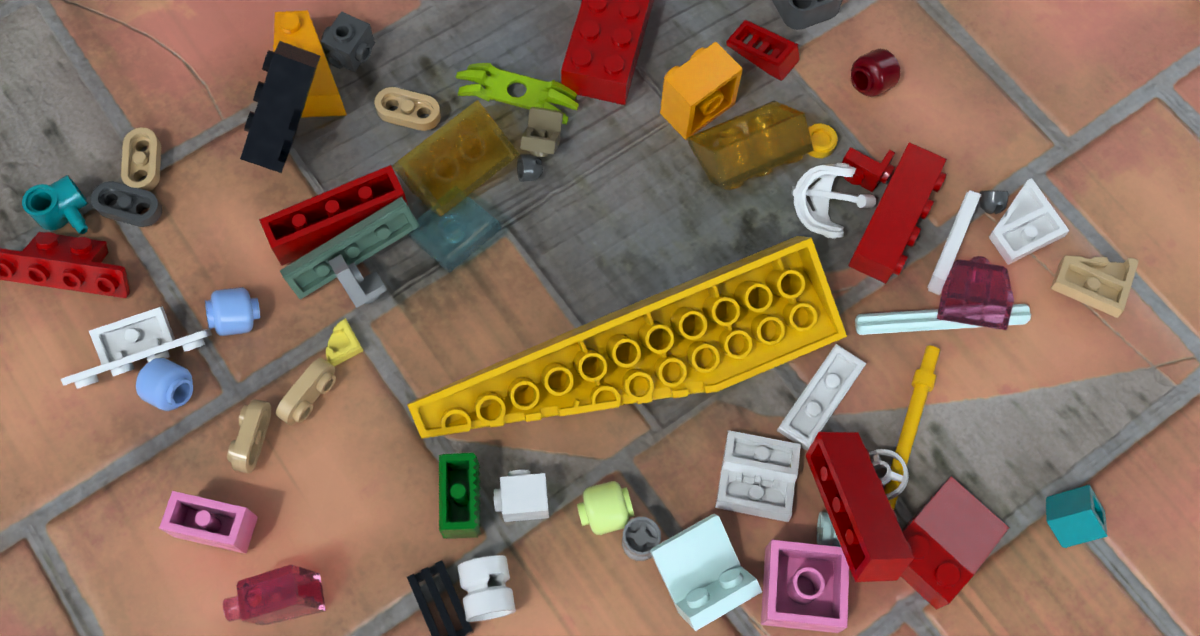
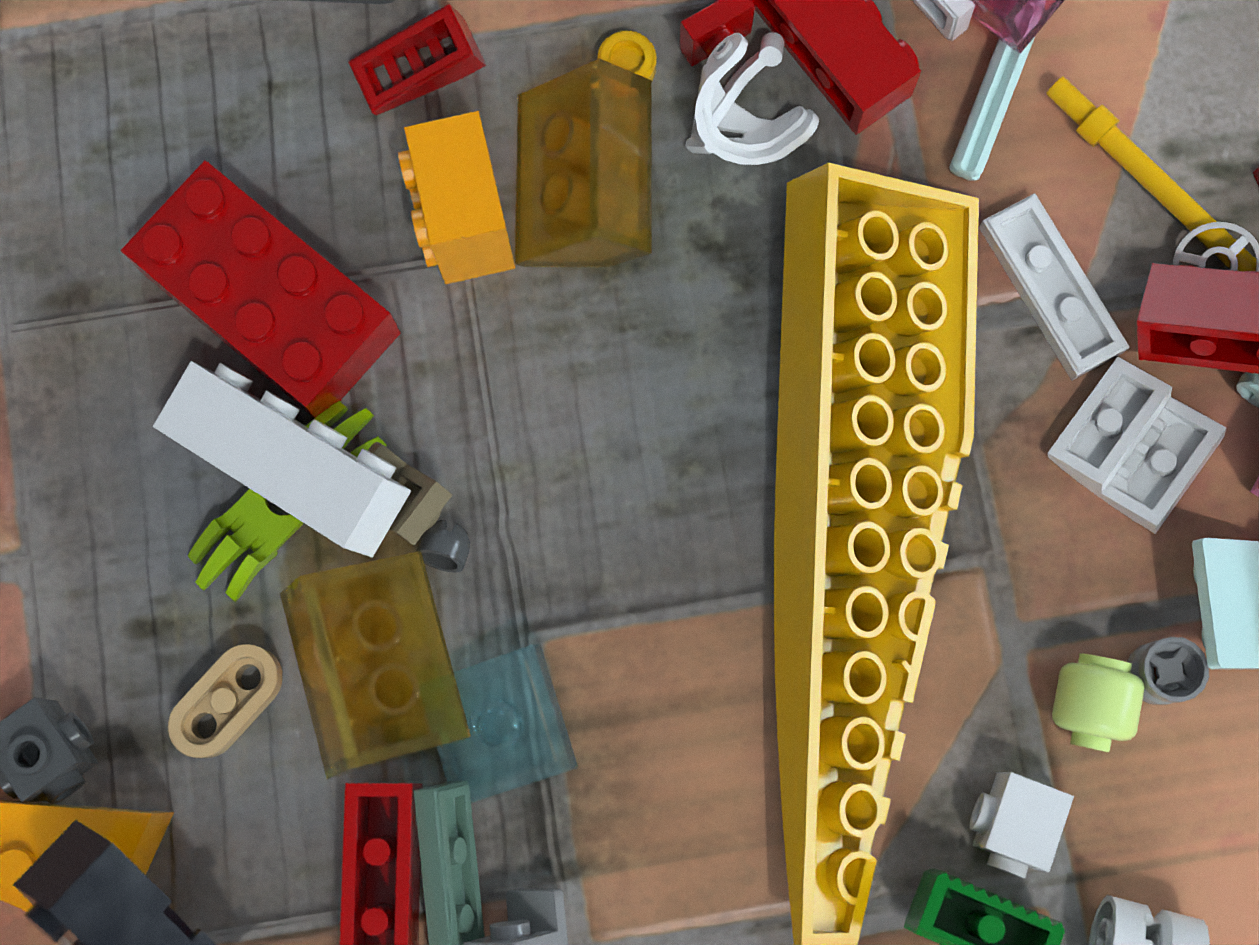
camera: 60 degrees left, 10 degrees up
(532, 74) = (282, 459): none -> white brick

